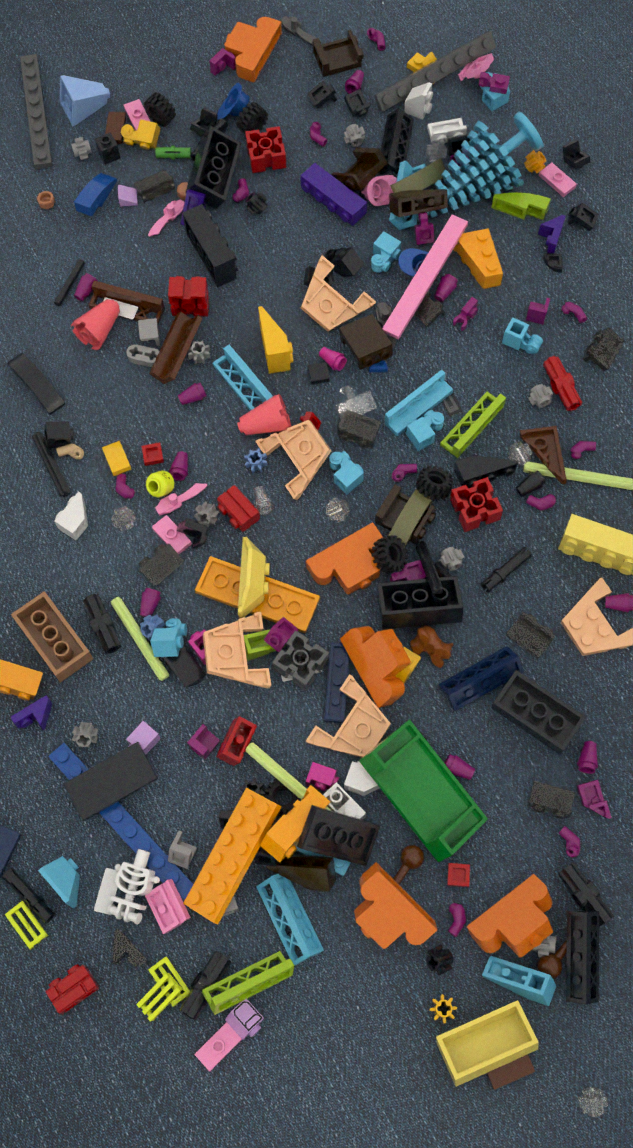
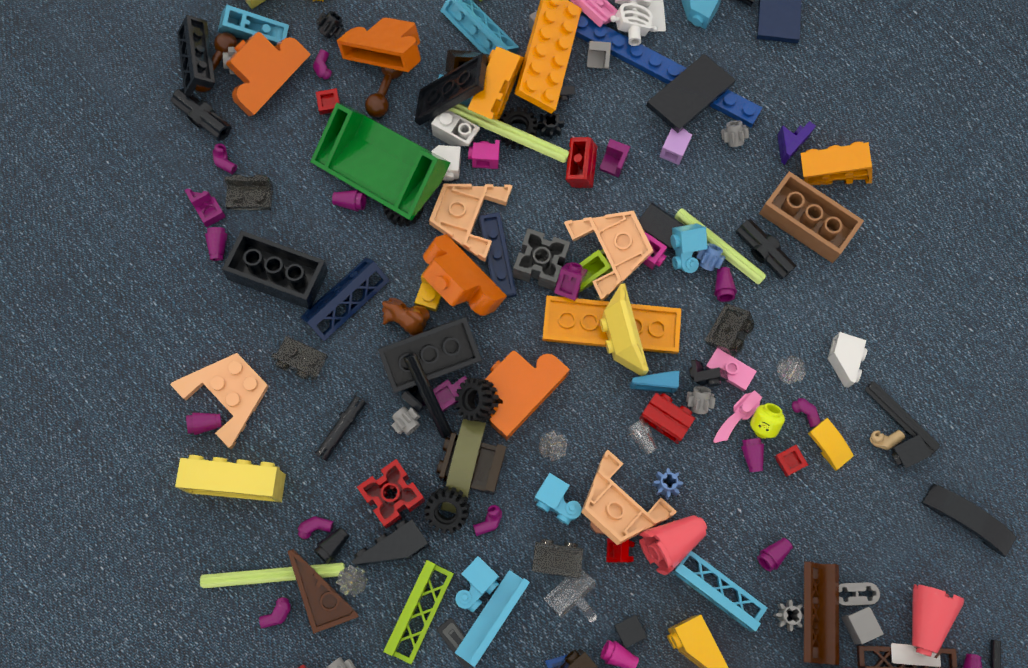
camera: 160 degrees right, 5 degrees up
(234, 537) = (660, 382): none -> dark azure slope

